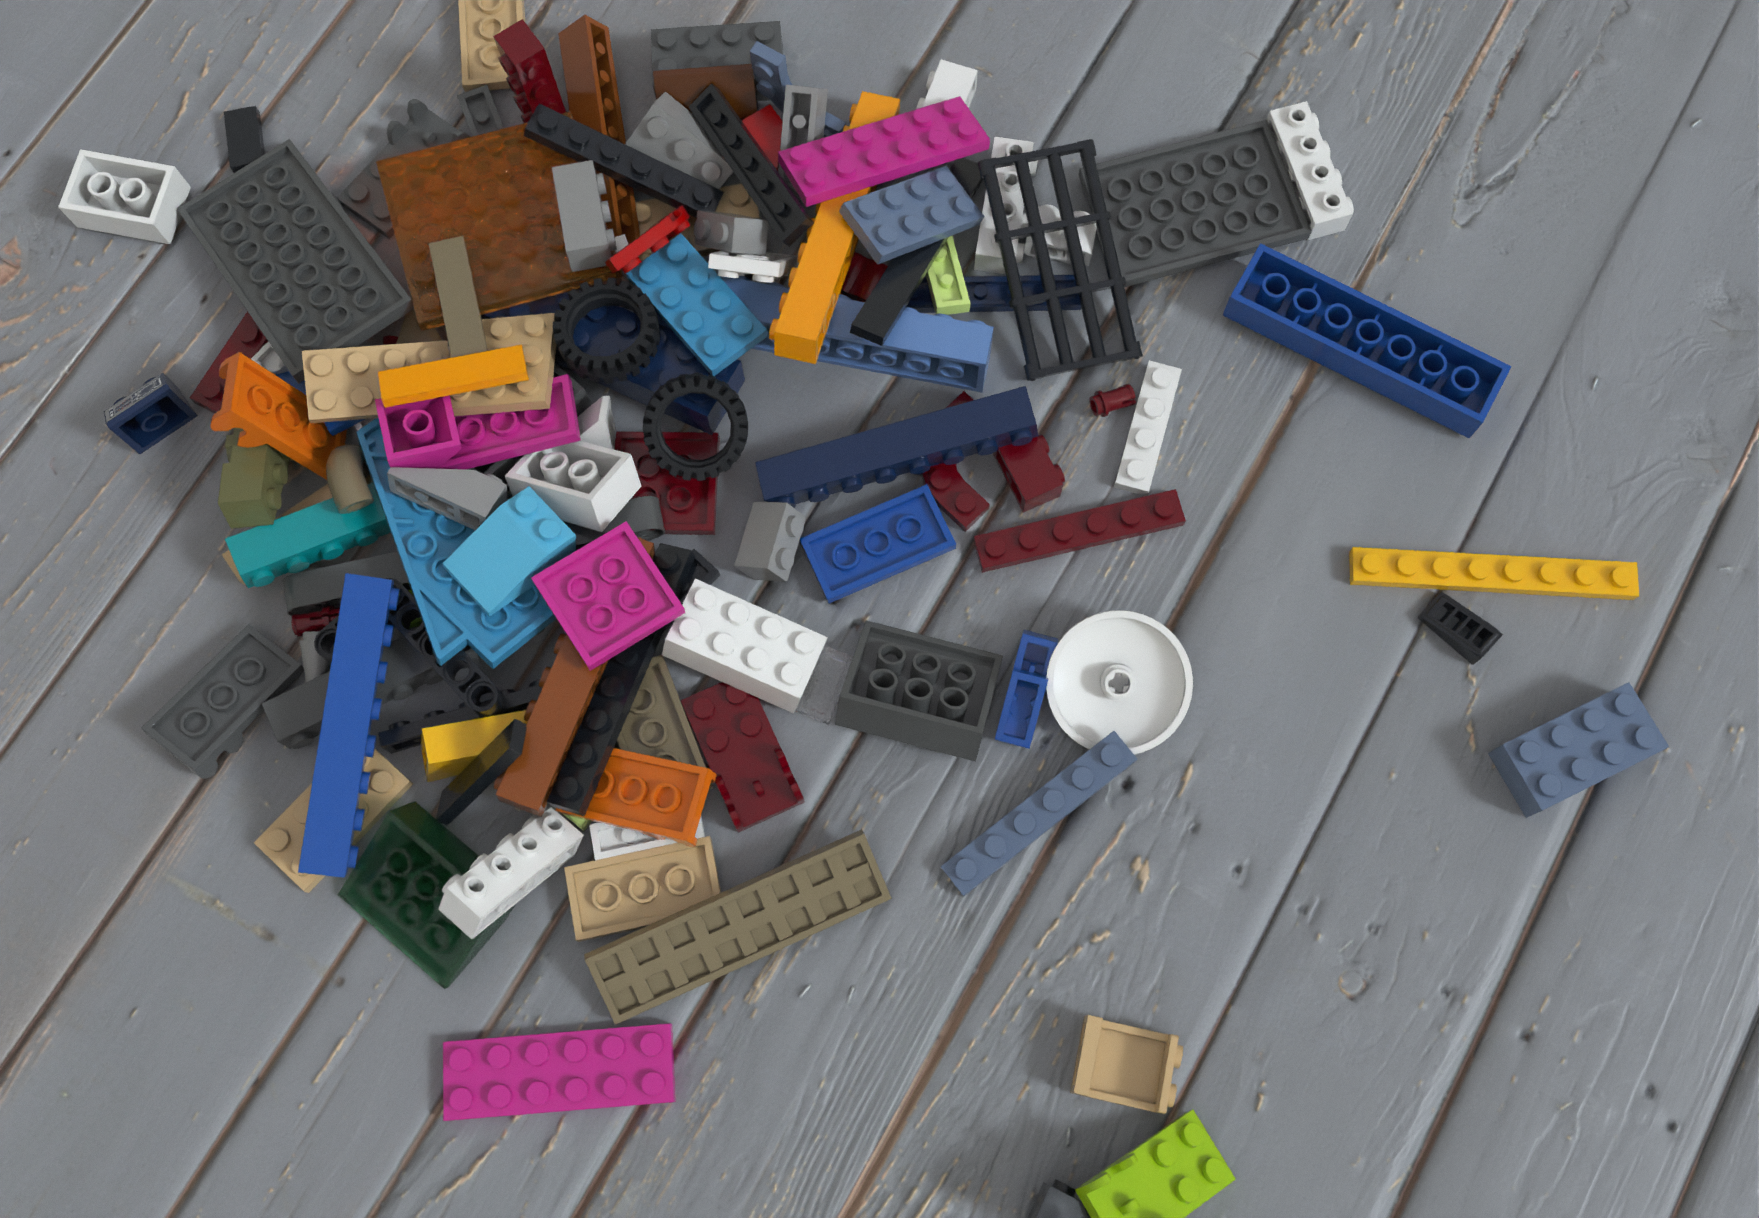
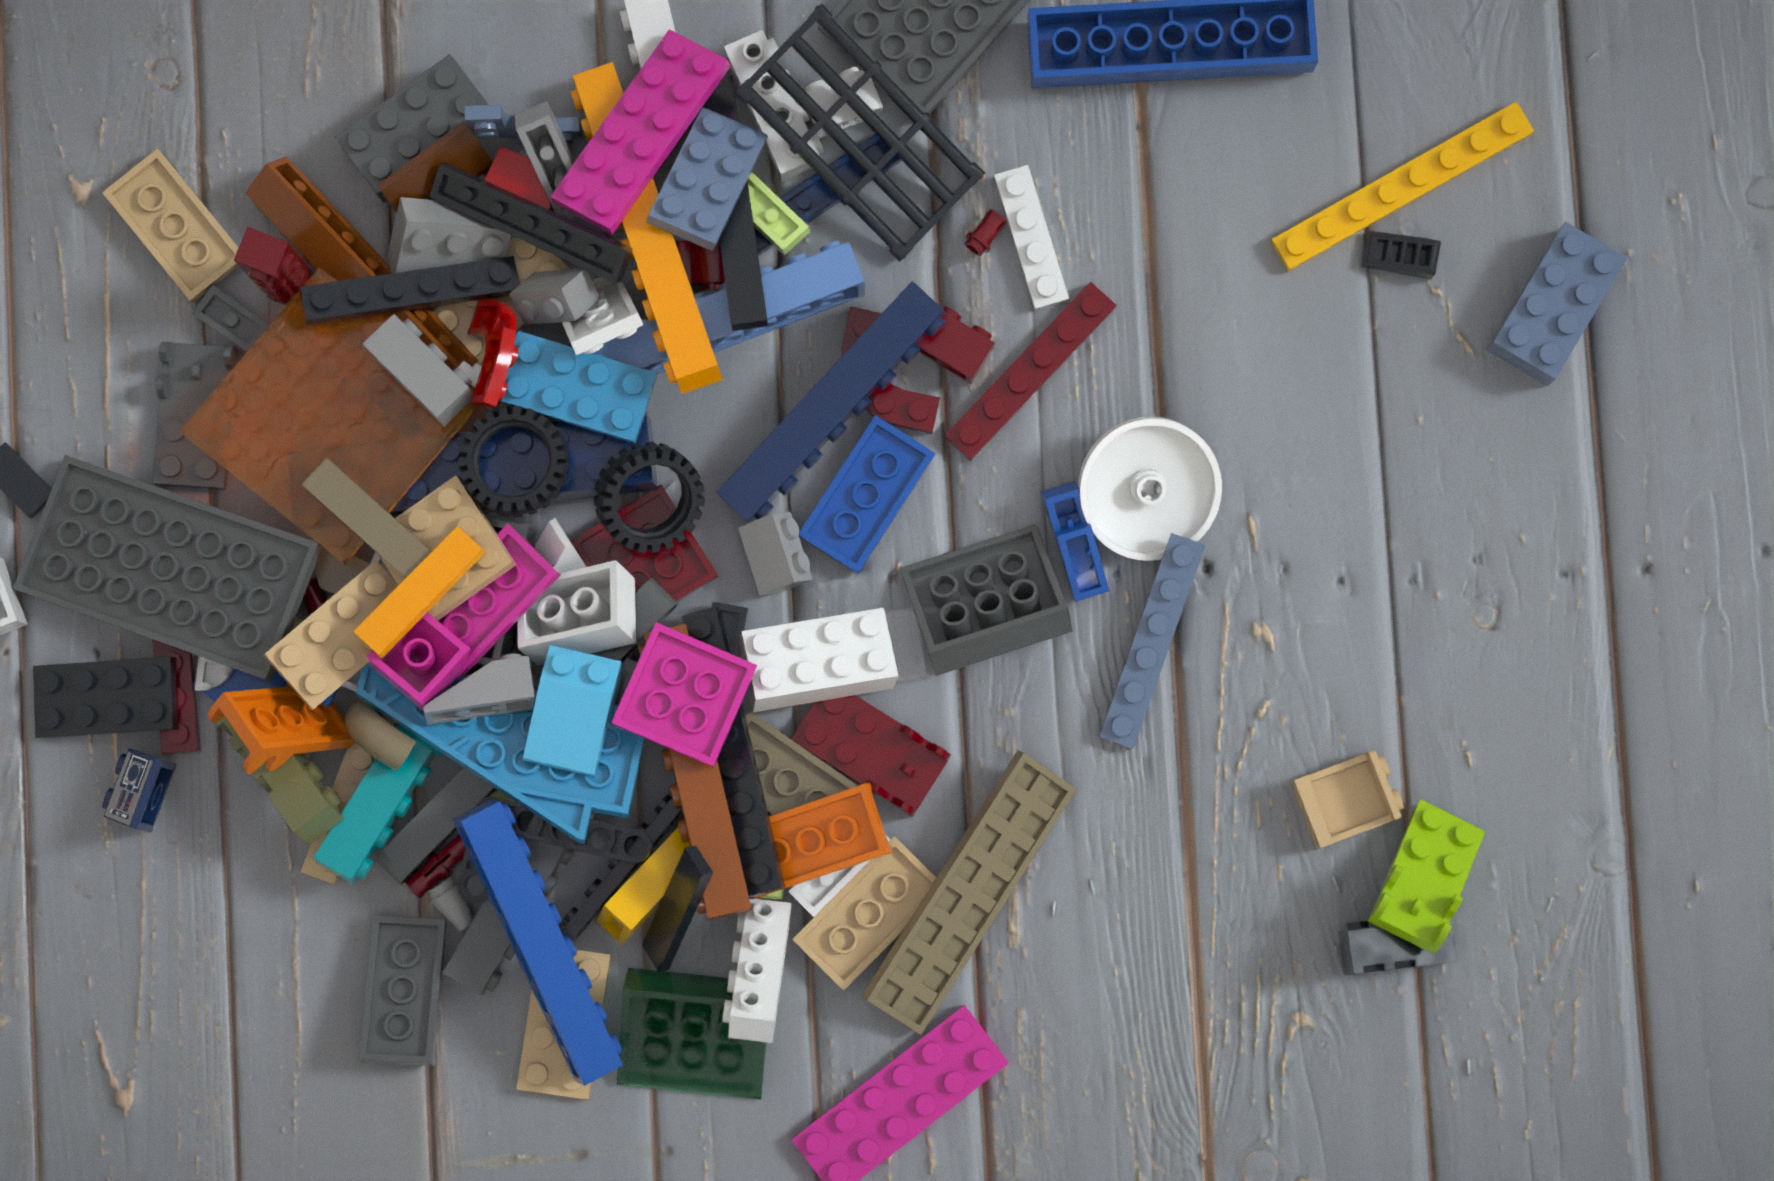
camera: 35 degrees left, 10 degrees up
(180, 328) = (105, 697): none -> black plate

